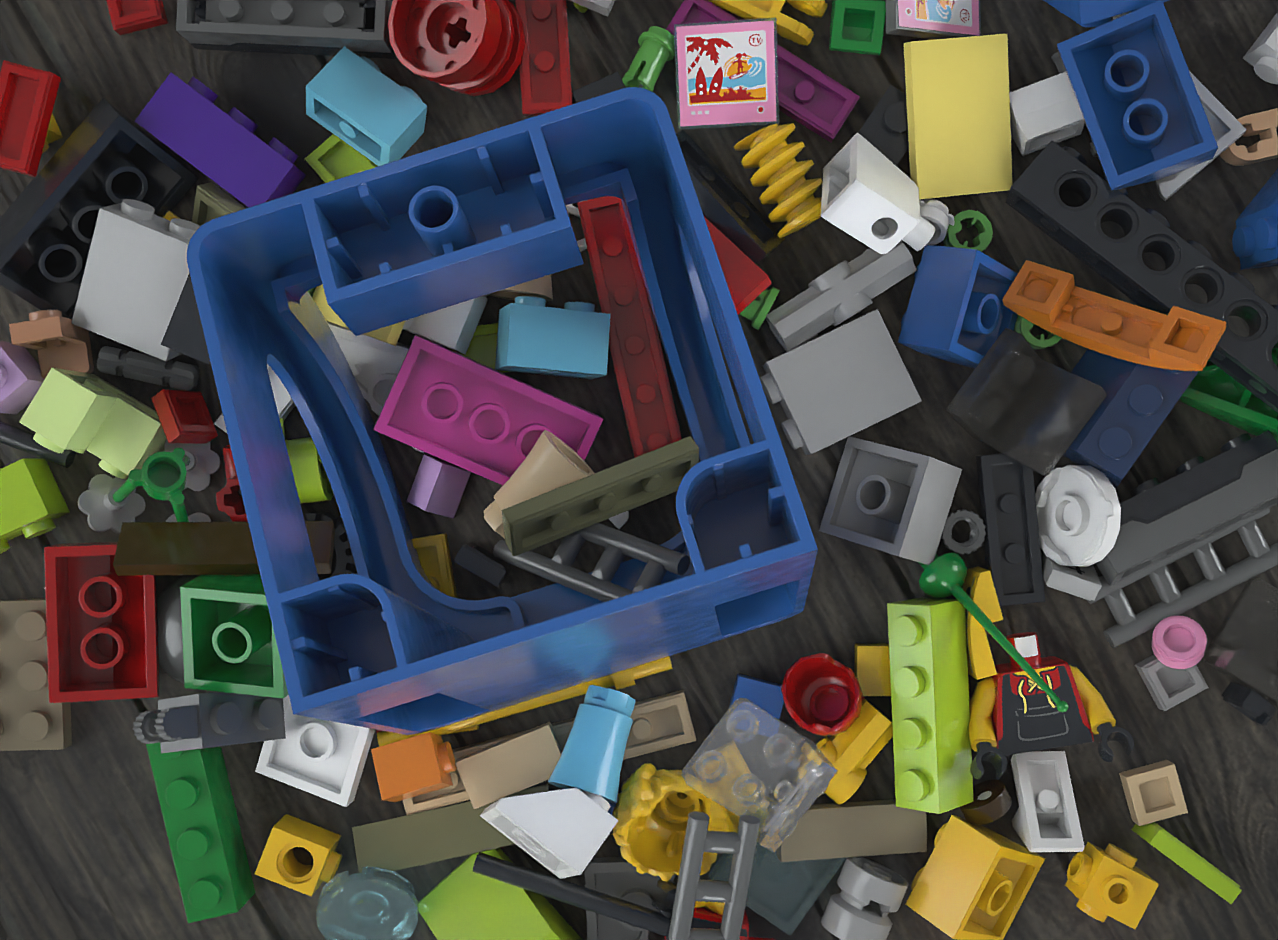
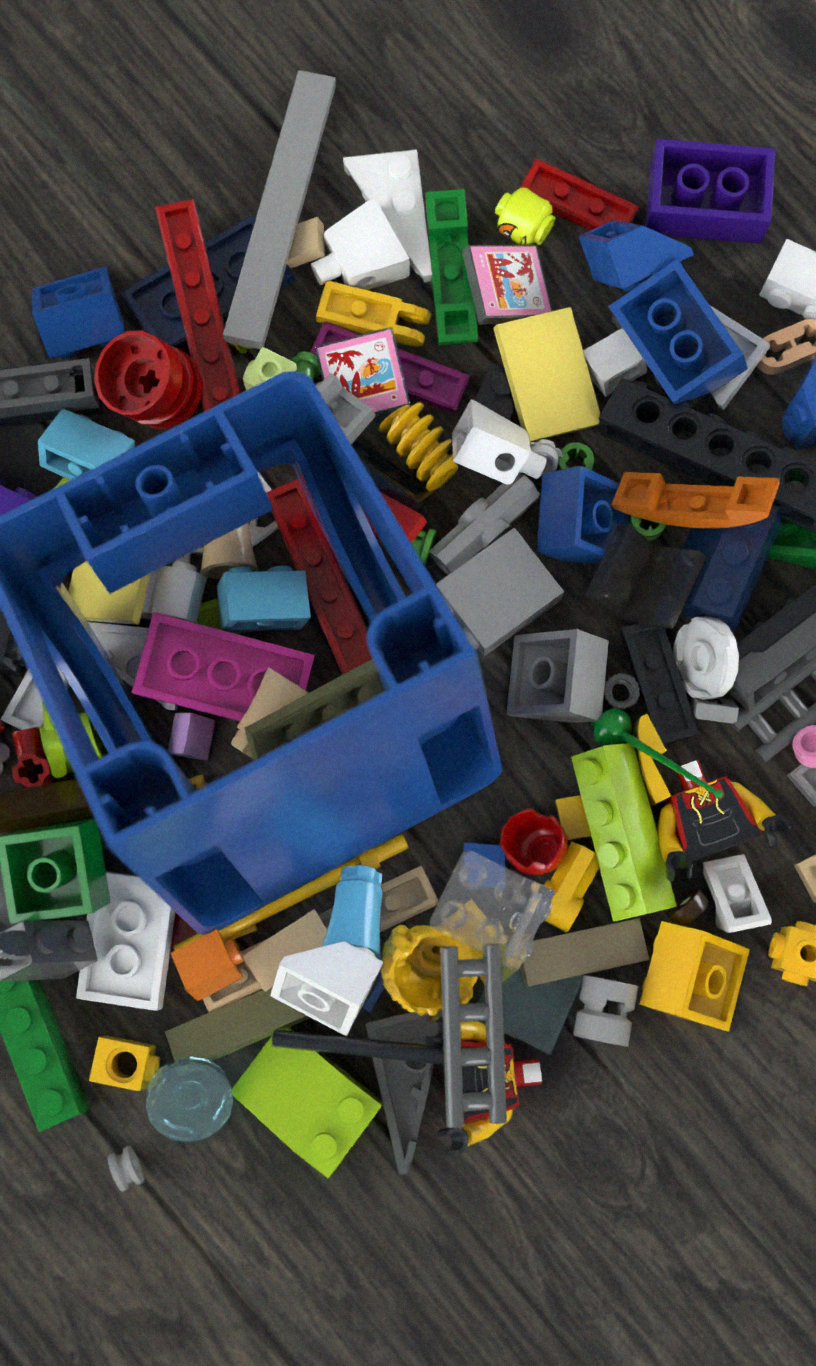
camera: 10 degrees left, 10 degrees down
(608, 52) = (266, 366): none -> yellowish green bracket
(693, 115) = (347, 409): none -> light grey bracket

